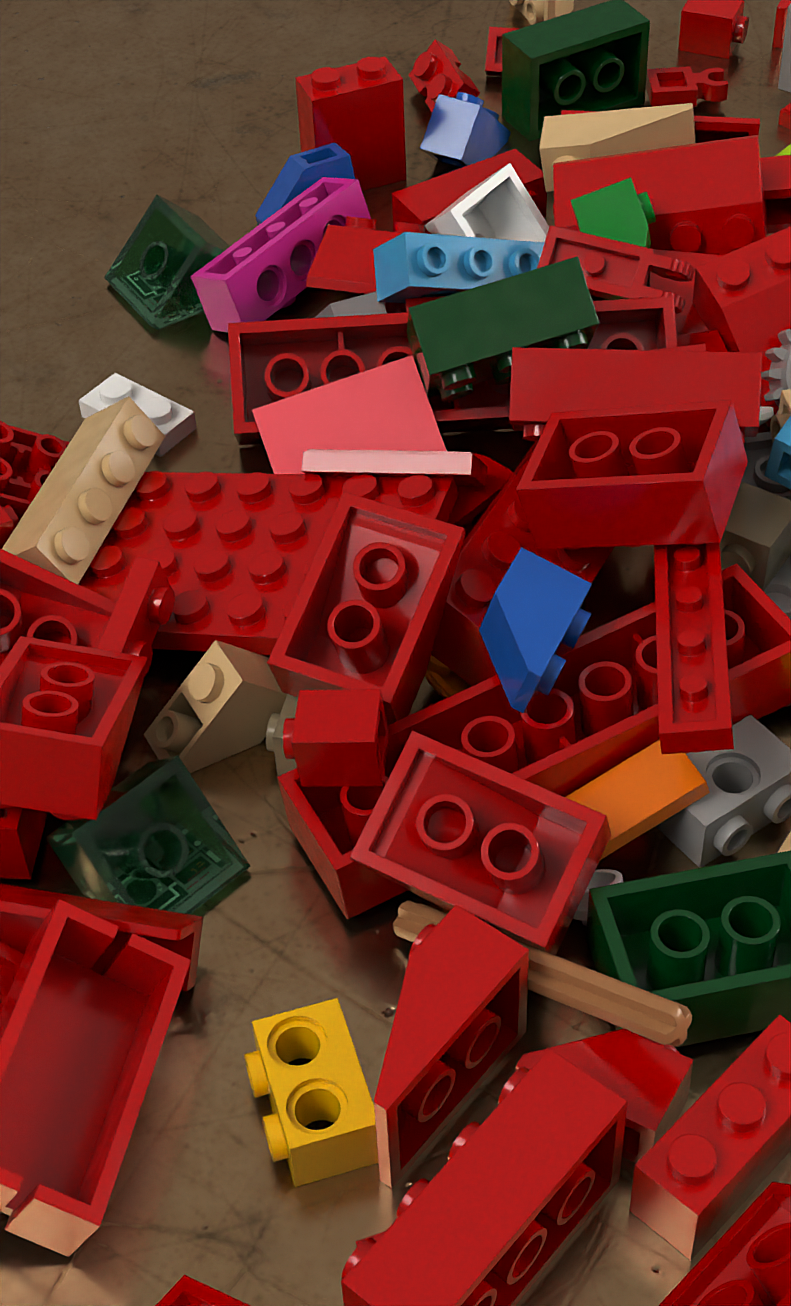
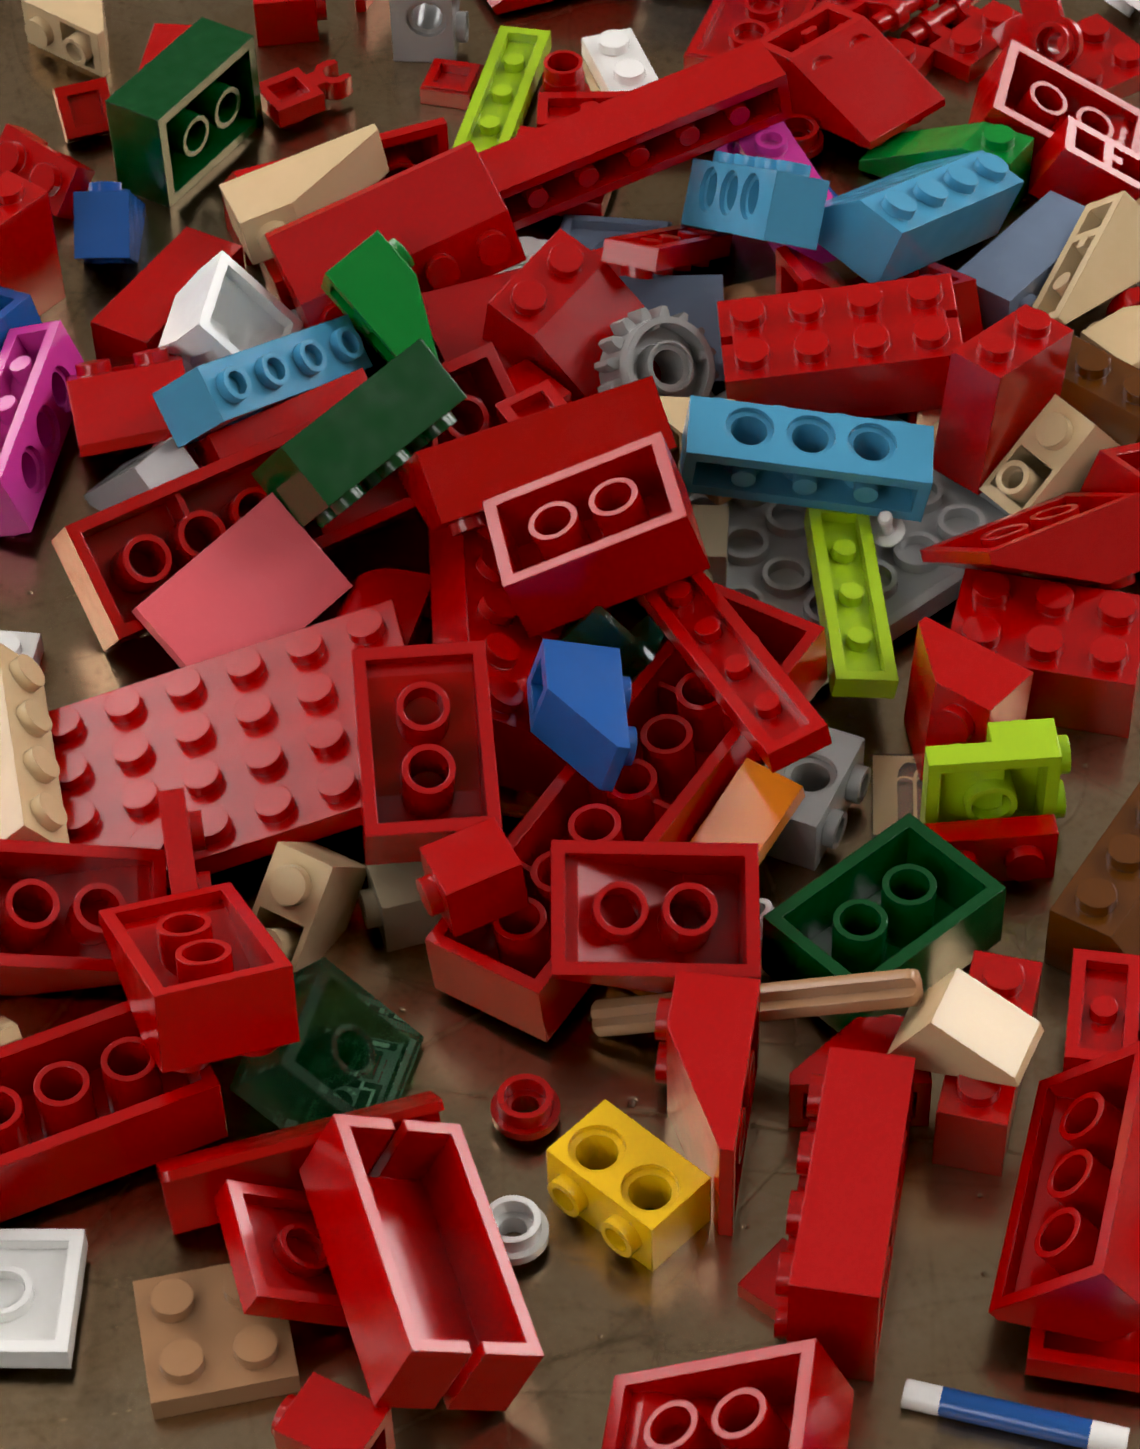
camera: 30 degrees left, 0 degrees up
(192, 1066) = (523, 1216): none -> white plate
(279, 957) = (525, 1093): none -> red plate
(463, 466) = (321, 609): tile -> none
(610, 592) = (601, 629): none -> clear green panel
(615, 267) = (381, 331): red hinge -> none
(707, 1102) = (968, 1032): none -> tan slope

